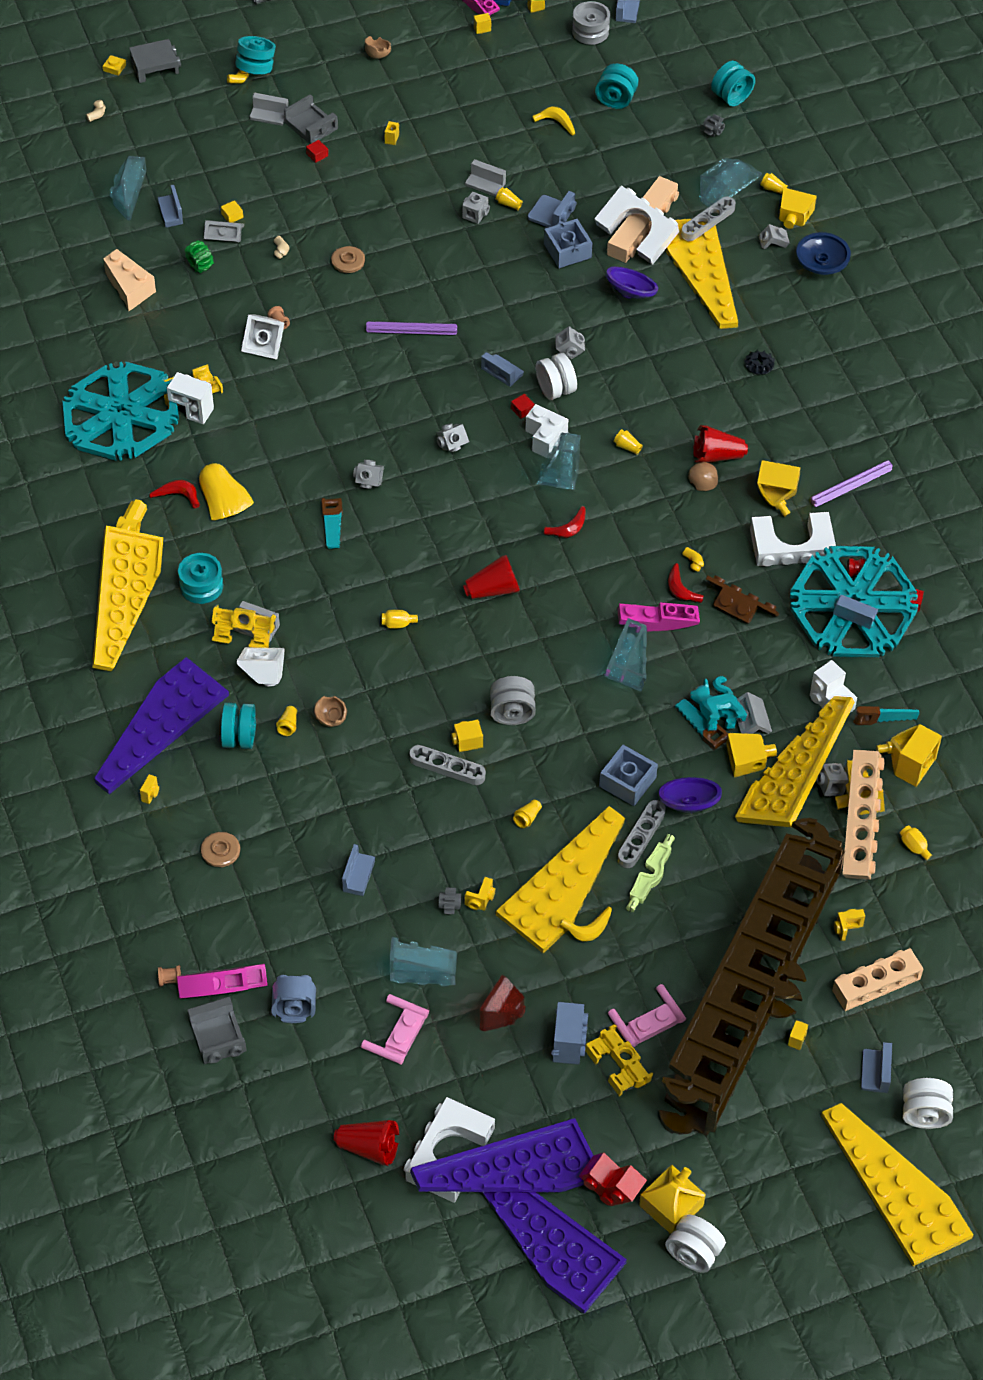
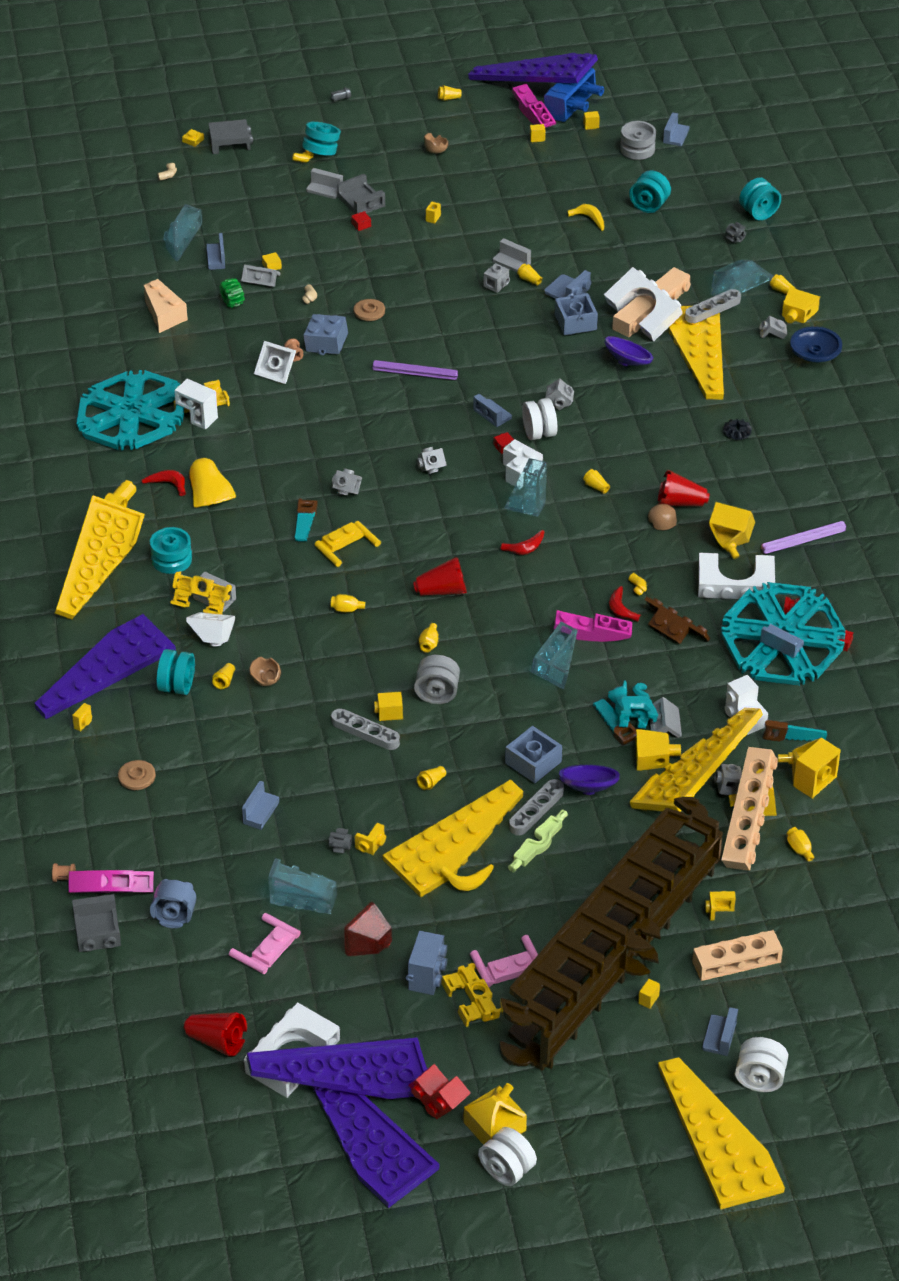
camera: 10 degrees right, 10 degrees down
(309, 296) = (325, 334): none -> sand blue brick
(376, 540) = (342, 538): none -> yellow plate
(492, 650) = (429, 638): none -> yellow plant

